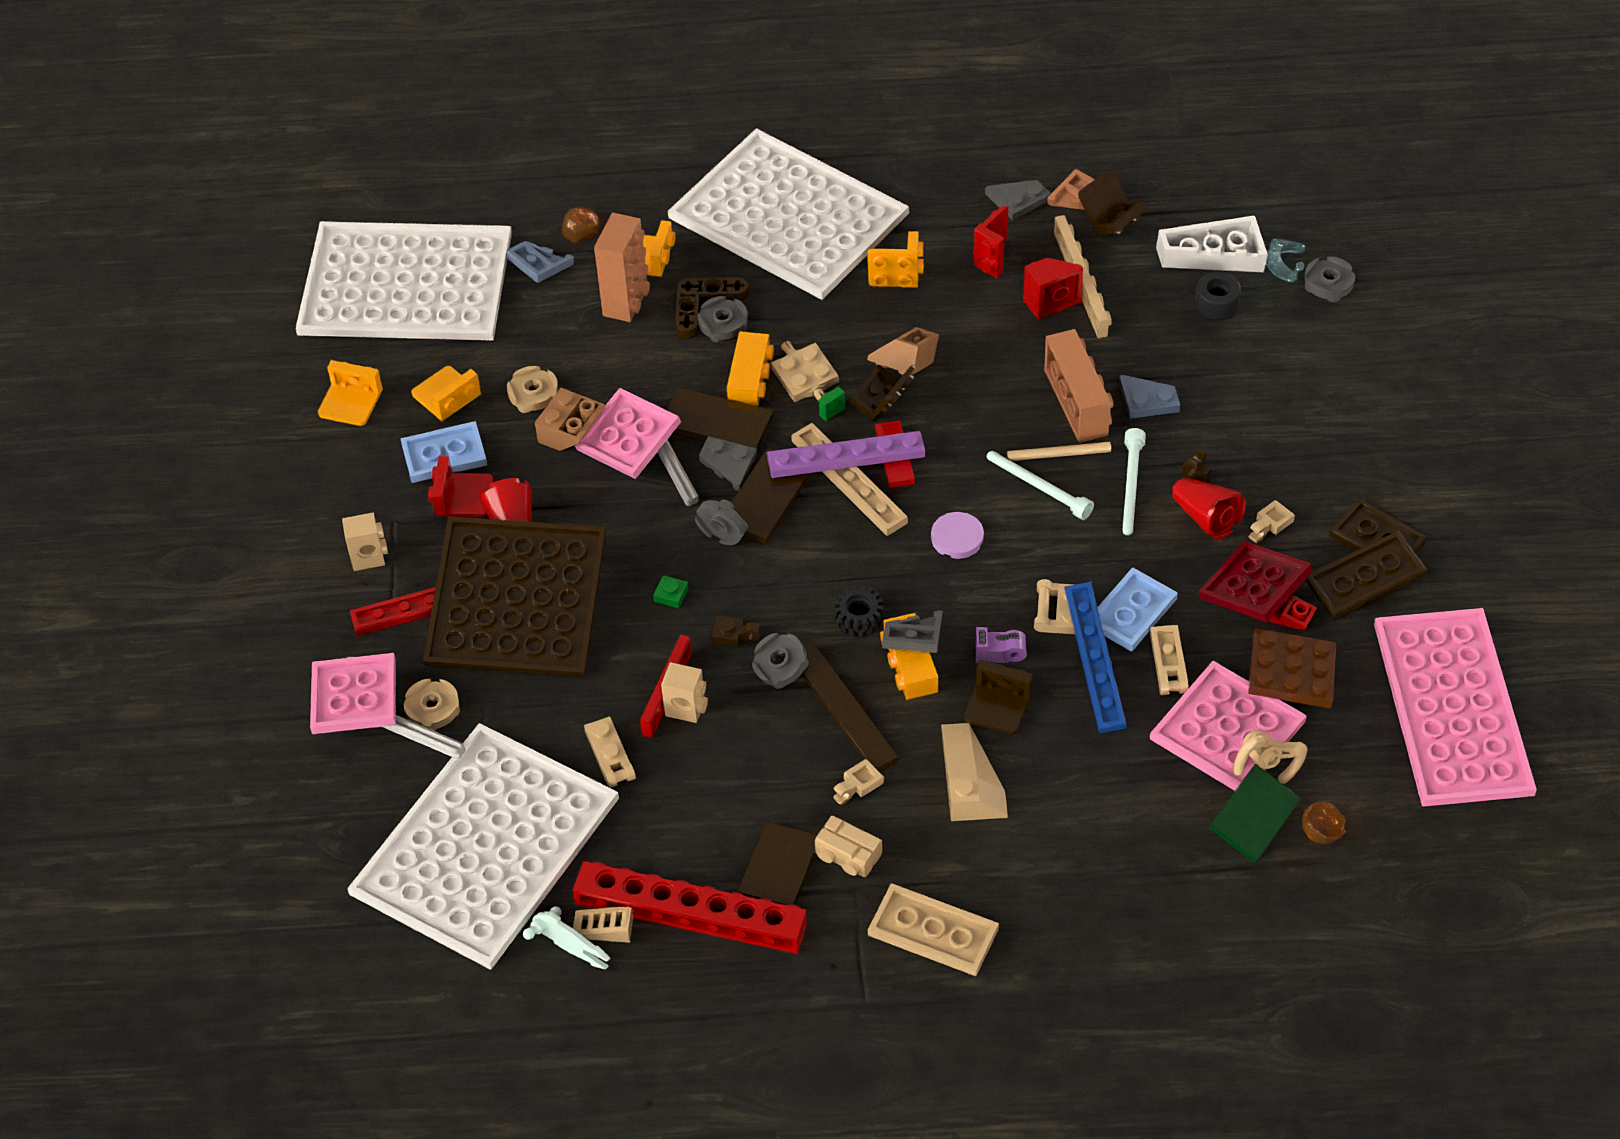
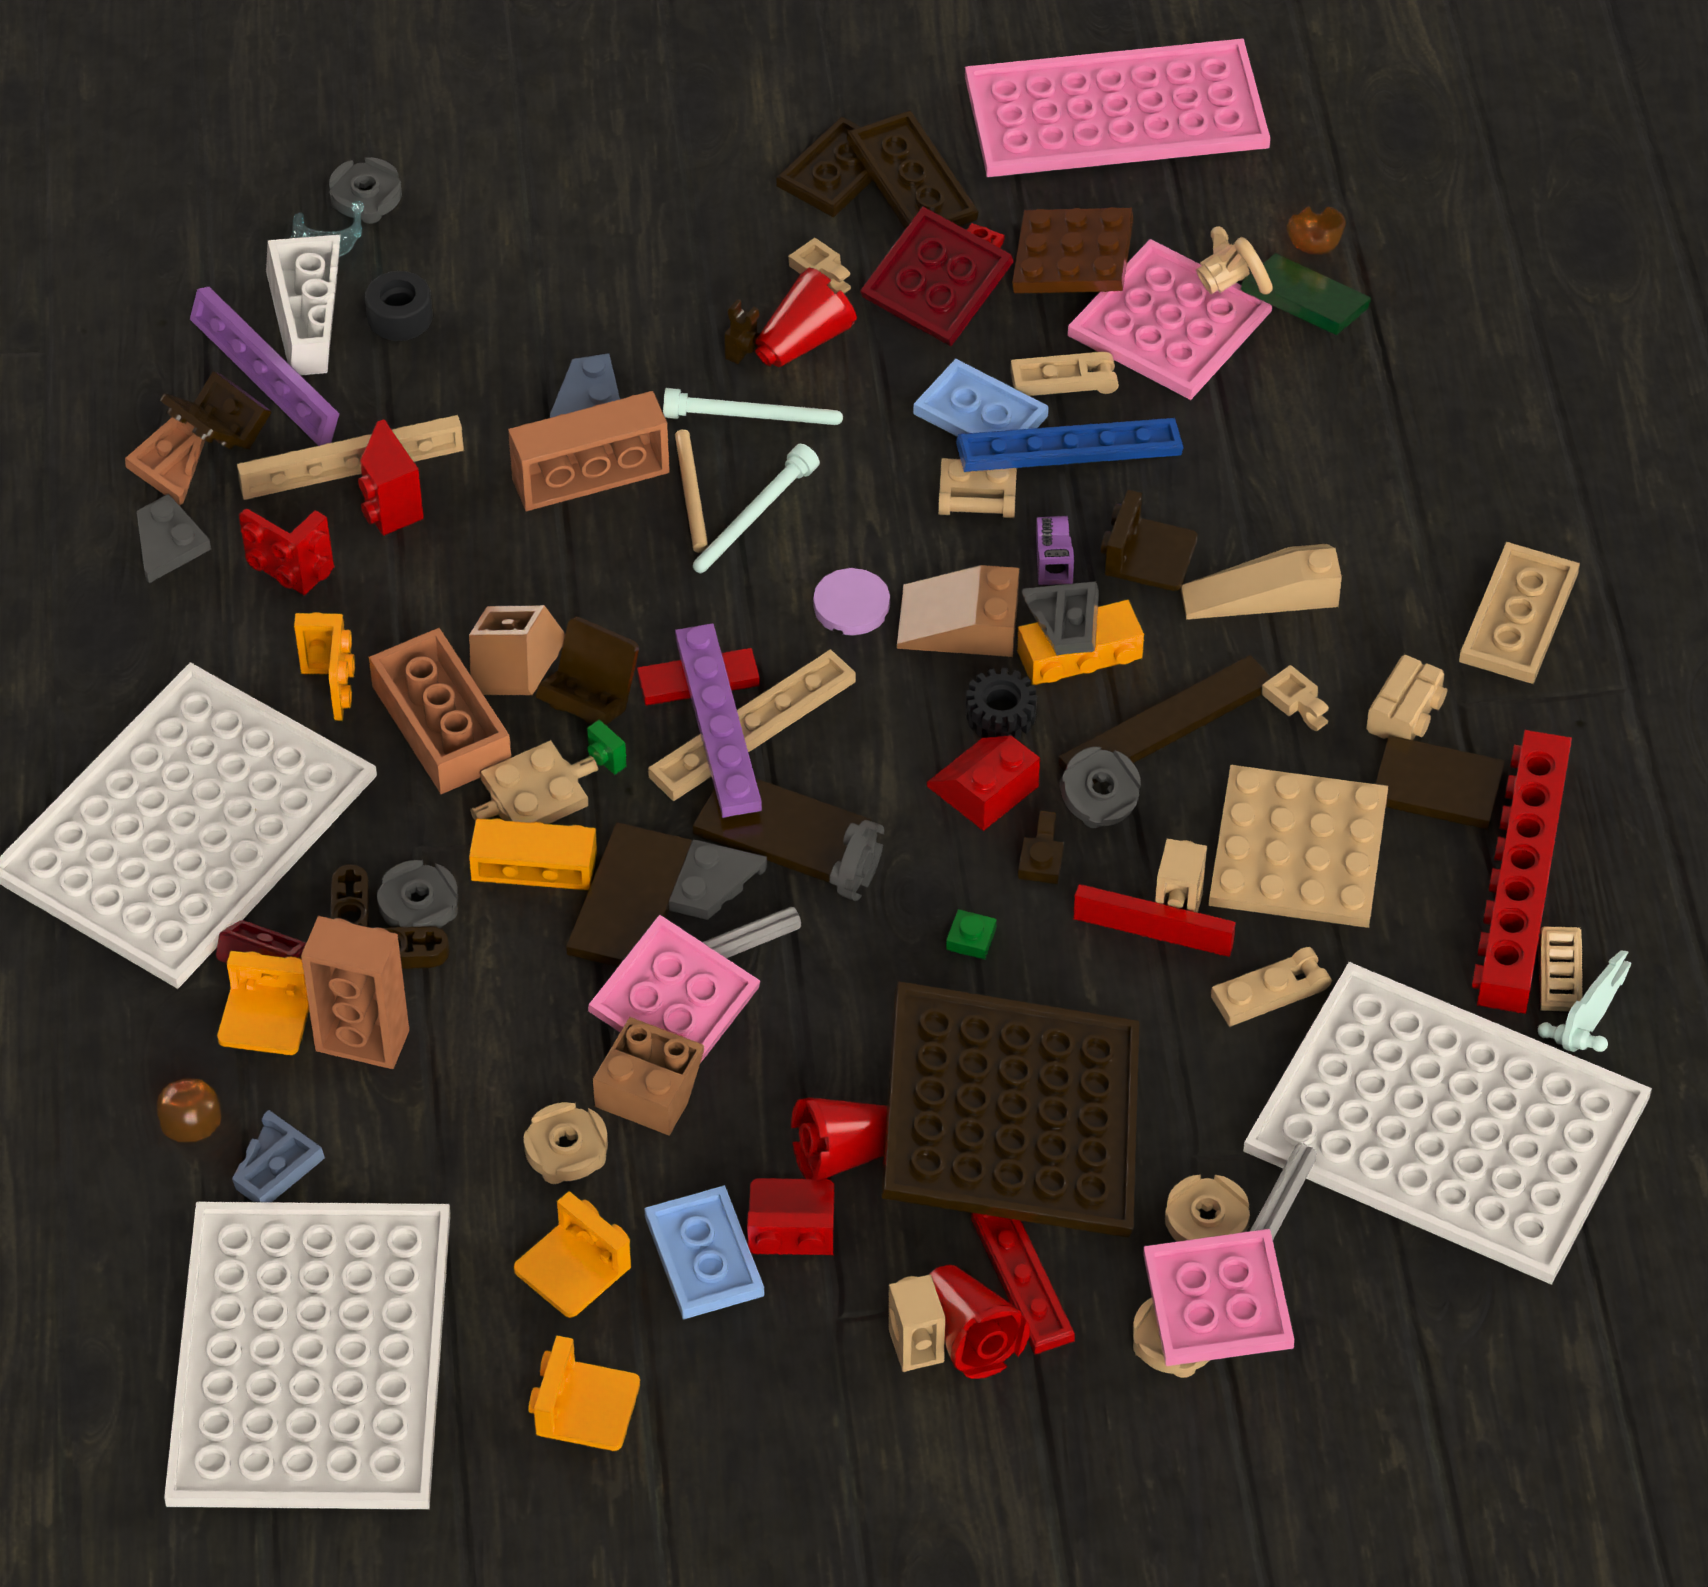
camera: 95 degrees left, 0 degrees up
(366, 572) = (979, 1324): none -> red cone
(694, 253) = (253, 938): none -> dark red slope
(725, 775) = (1299, 846): none -> tan plate
(793, 600) = (988, 779): none -> red slope
(860, 318) = (439, 710): none -> nougat brick
(942, 588) = (961, 612): none -> medium nougat slope
(1135, 246) = (264, 366): none -> medium lavender plate

